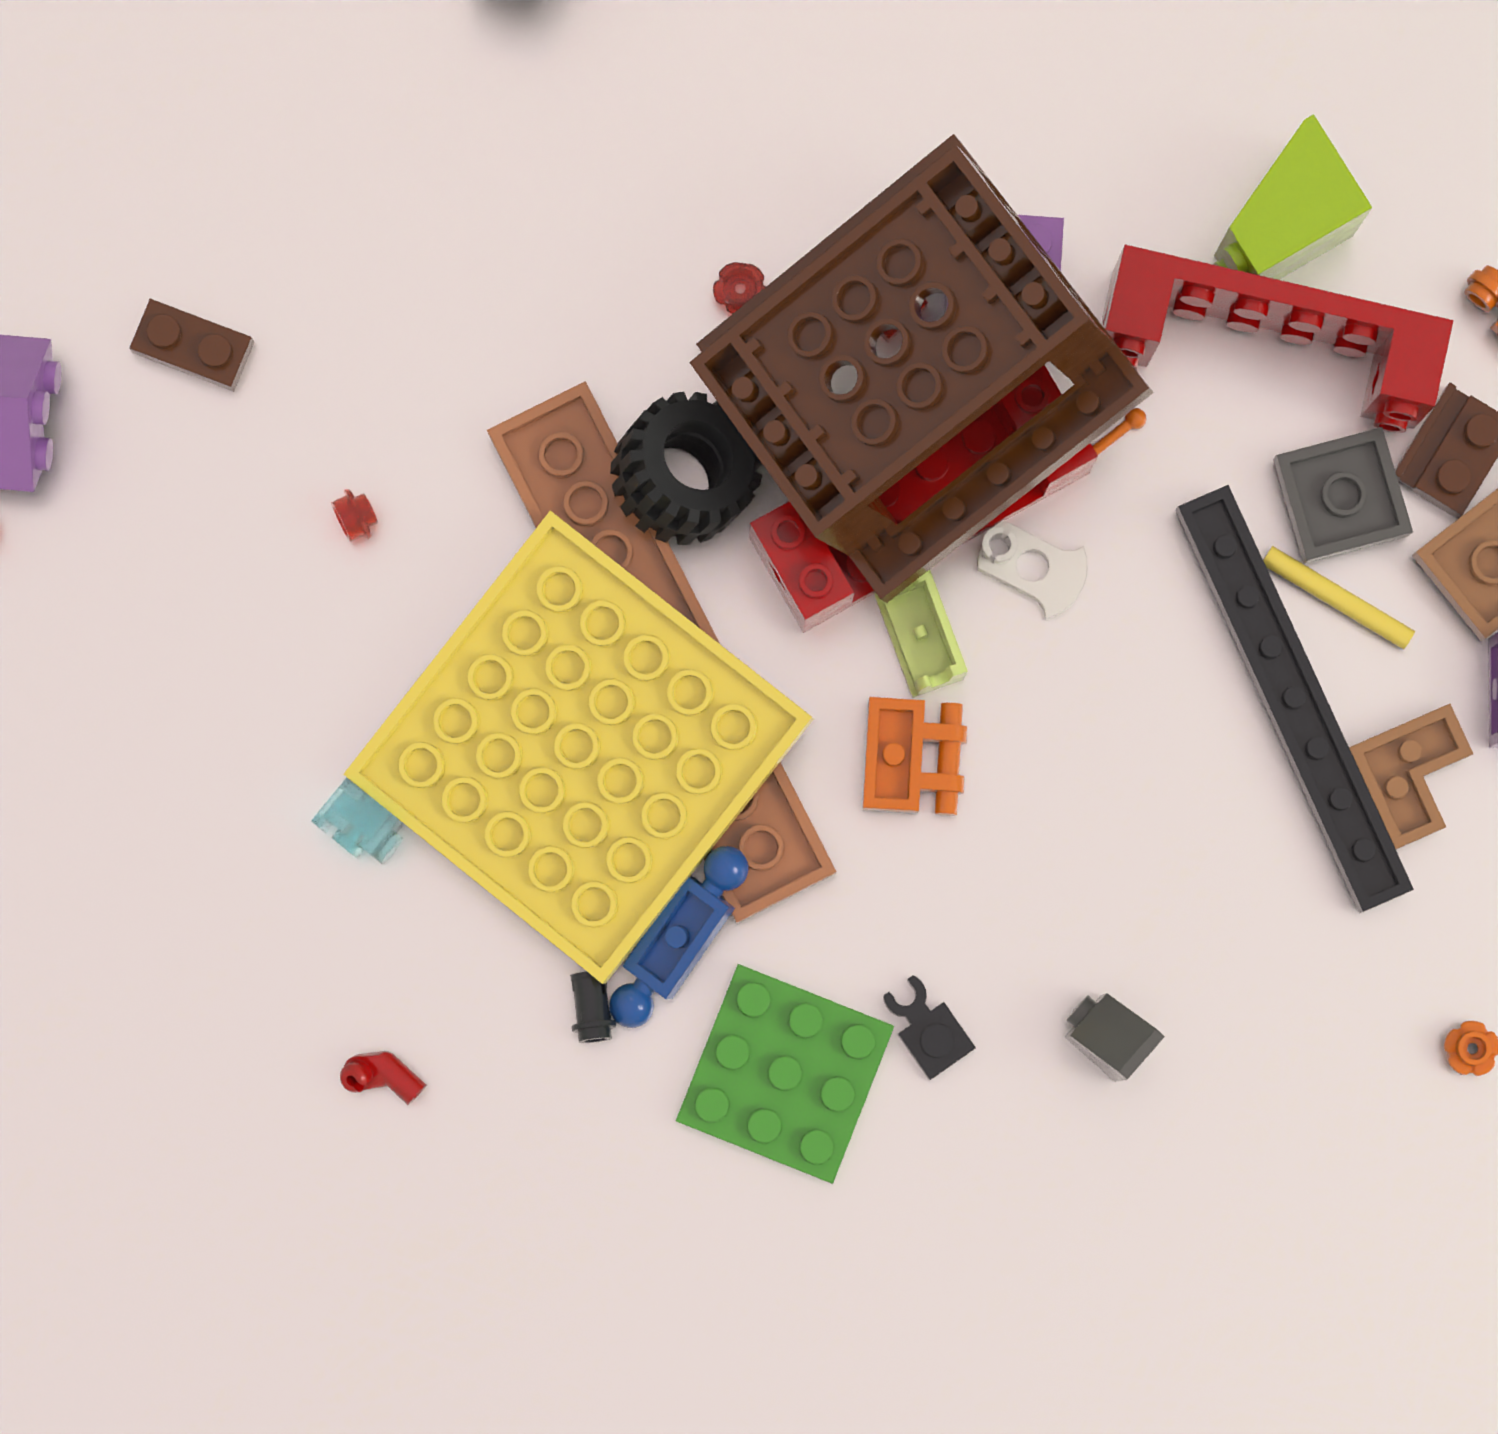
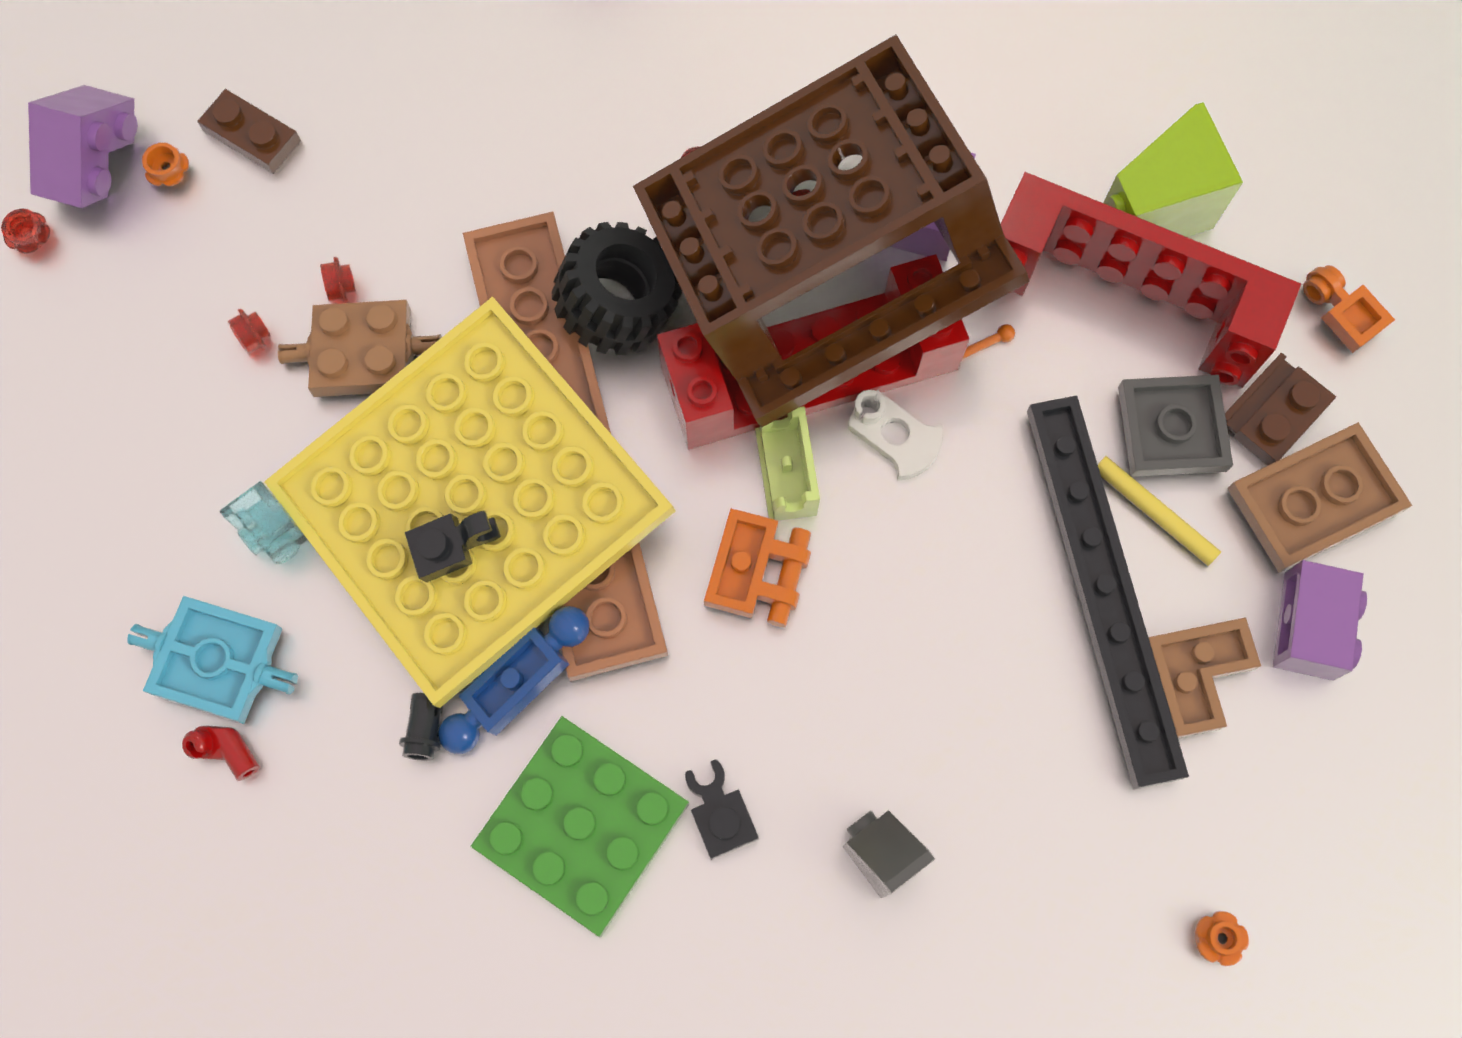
camera: 15 degrees right, 10 degrees down
(100, 399) = (160, 156): none -> orange plate
(270, 598) = (249, 330): none -> clear red plate
(344, 982) = (212, 659): none -> medium azure plate
(402, 591) = (356, 346): none -> medium nougat plate
(572, 810) = (444, 543): none -> black plate

